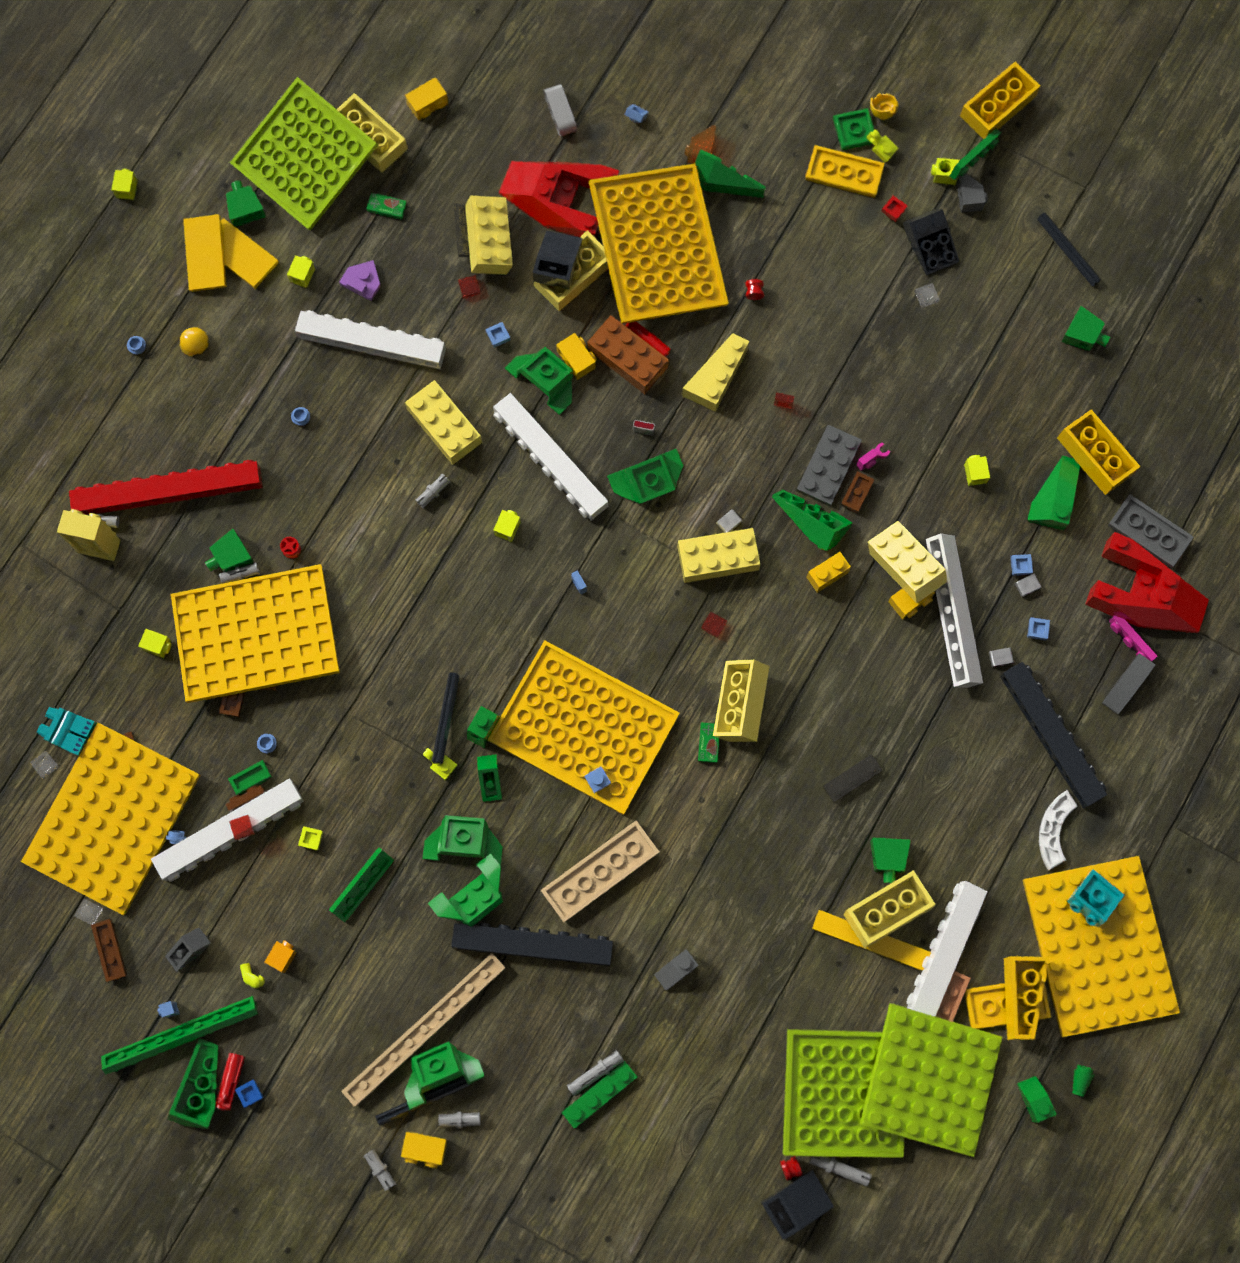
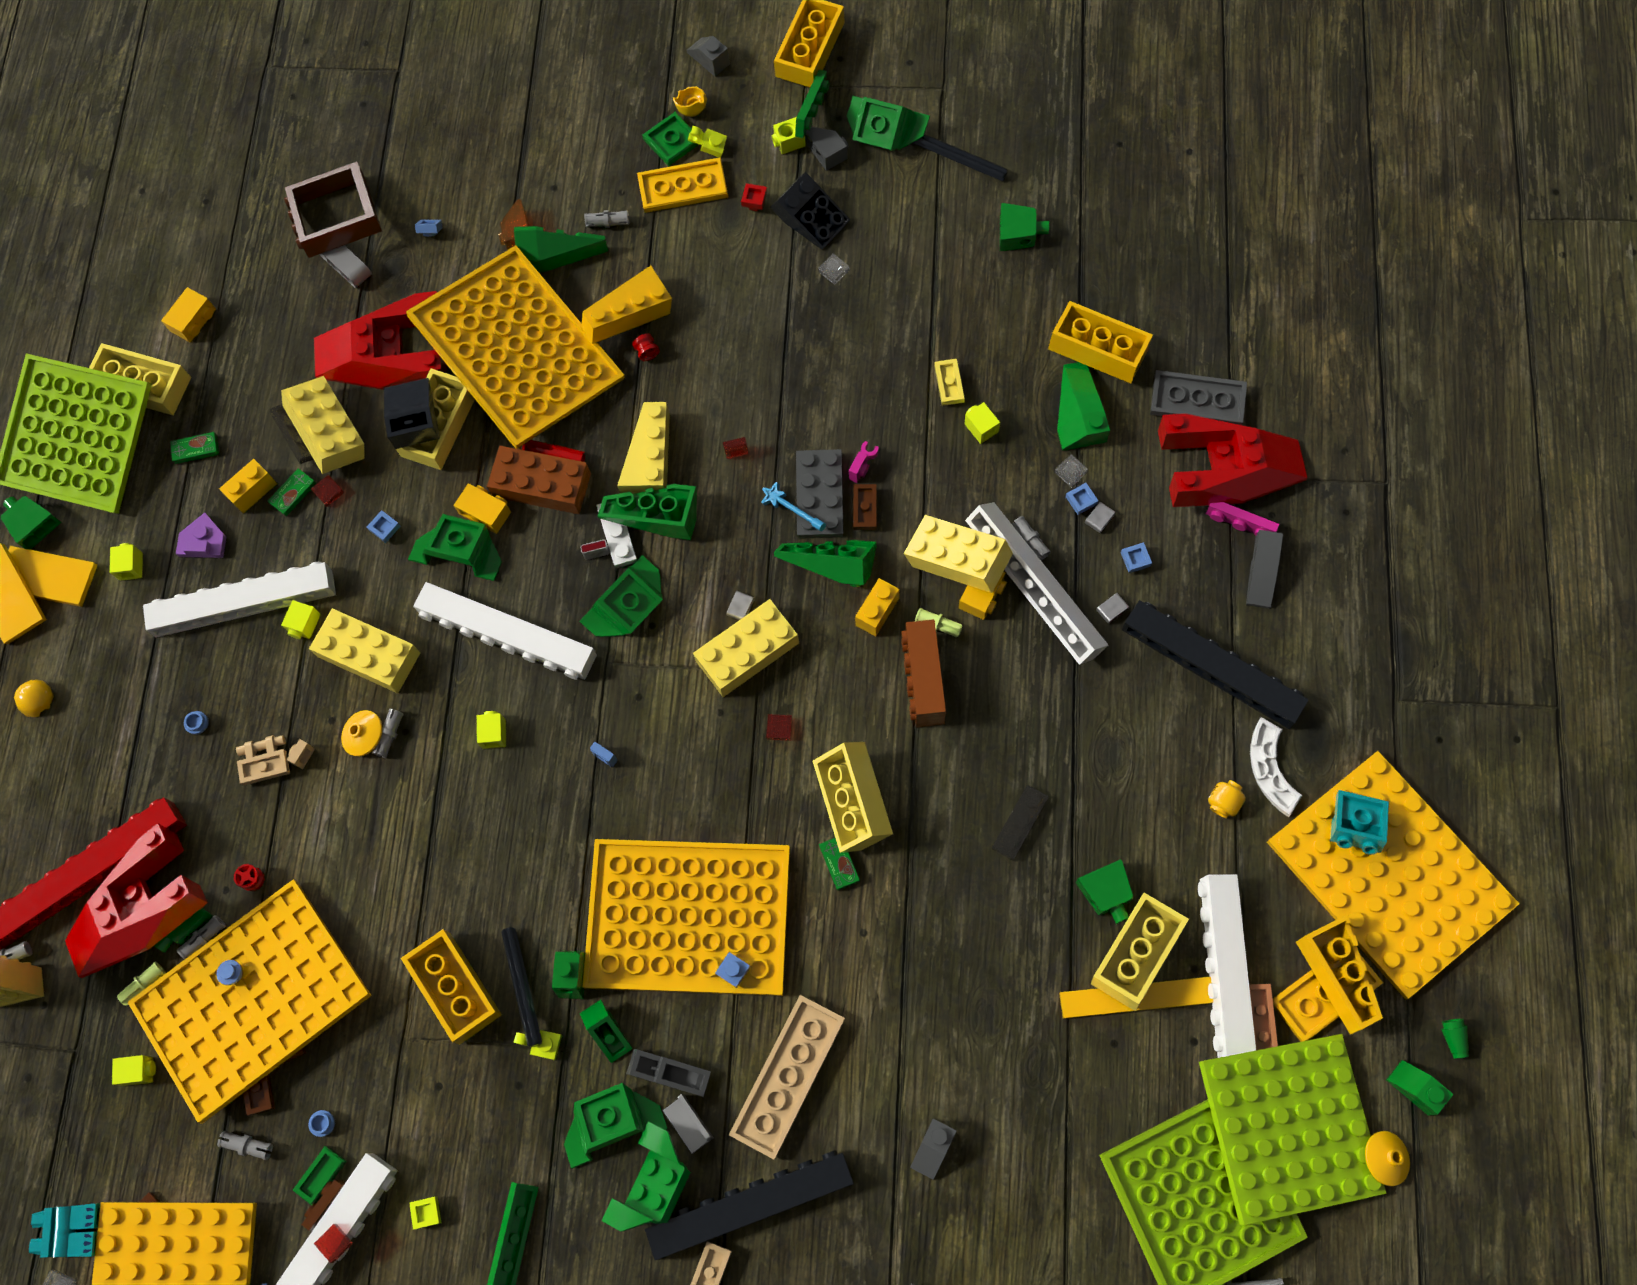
camera: 20 degrees left, 5 degrees down
(184, 585) = (140, 983): none -> yellowish green axle
(193, 532) = (122, 913): none -> red wedge
(209, 732) = (245, 1145): none -> light grey pin
(249, 608) = (229, 972): none -> medium blue plate
(335, 472) = (263, 766): none -> tan plate
(364, 475) = (300, 753): none -> tan plate
(397, 694) = (451, 987): none -> yellow brick
(407, 377) = (300, 620): none -> neon yellow brick
(413, 255) = (248, 486): none -> yellow brick
(418, 486) = (361, 733): none -> yellow dish
(442, 275) = (292, 492): none -> green tile
(516, 869) = (688, 1124): none -> light grey panel
(519, 827) = (668, 1072): none -> dark grey slope
(563, 90) = (341, 233): none -> reddish brown window
(665, 422) = (619, 543): none -> white plate
(705, 422) = (659, 511): none -> green wedge
(756, 252) = (627, 307): none -> yellow wedge
(773, 172) = (606, 219): none -> light grey pin
(795, 451) = (775, 496): none -> dark azure piece
(839, 633) = (925, 673): none -> dark orange brick
(867, 605) = (941, 623): none -> yellowish green axle
(917, 73) = (710, 54): none -> dark grey slope
(968, 575) = (1031, 537): none -> light grey pin
(969, 427) = (949, 382): none -> light yellow plate
(981, 1134) = (1387, 1158): none -> yellow dish
(1009, 835) = (1226, 799): none -> yellow head
(1023, 198) = (885, 123): none -> green piece
(1025, 539) = (1071, 470): none -> clear plate

